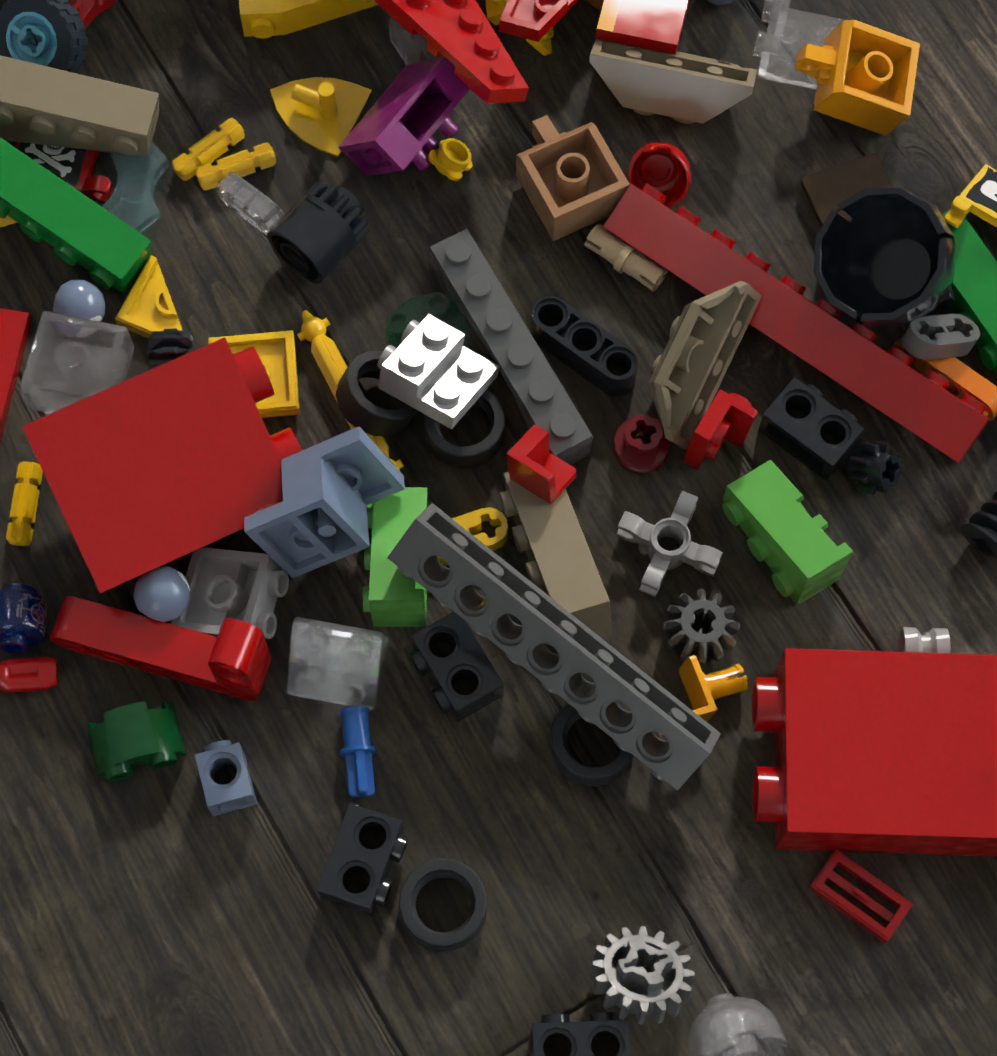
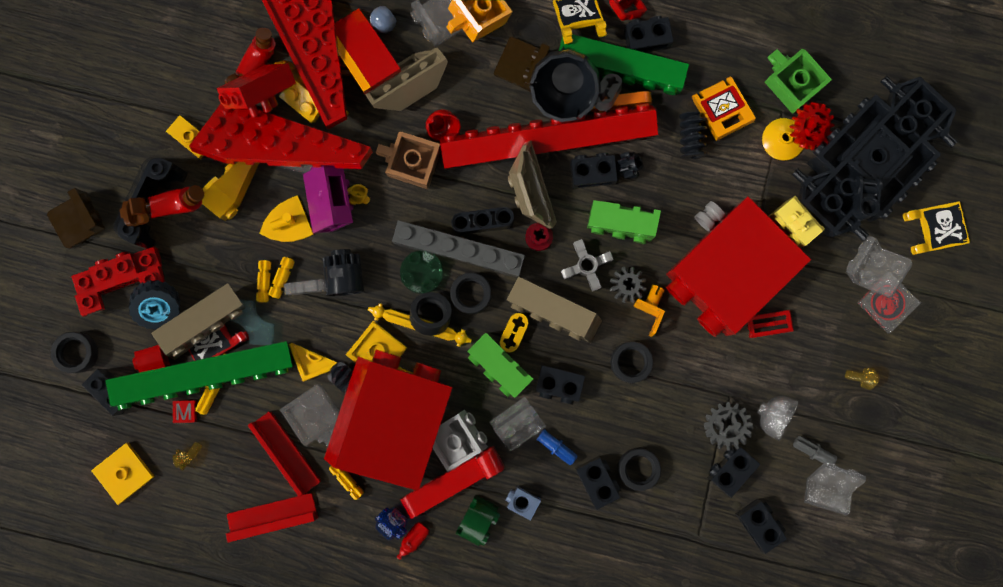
camera: 45 degrees left, 15 degrees up
(80, 300) = (285, 390): sand blue piece -> none
(162, 594) = (437, 466): sand blue piece -> none
(324, 502) = (460, 378): sand blue bracket -> none
(435, 371) = (445, 287): plate -> none
(536, 468) = (519, 286): red panel -> none
(578, 647) = (593, 349): dark grey brick -> none
(625, 257) = (461, 171): tan pin -> none
(726, 419) = (562, 206): red bracket -> none

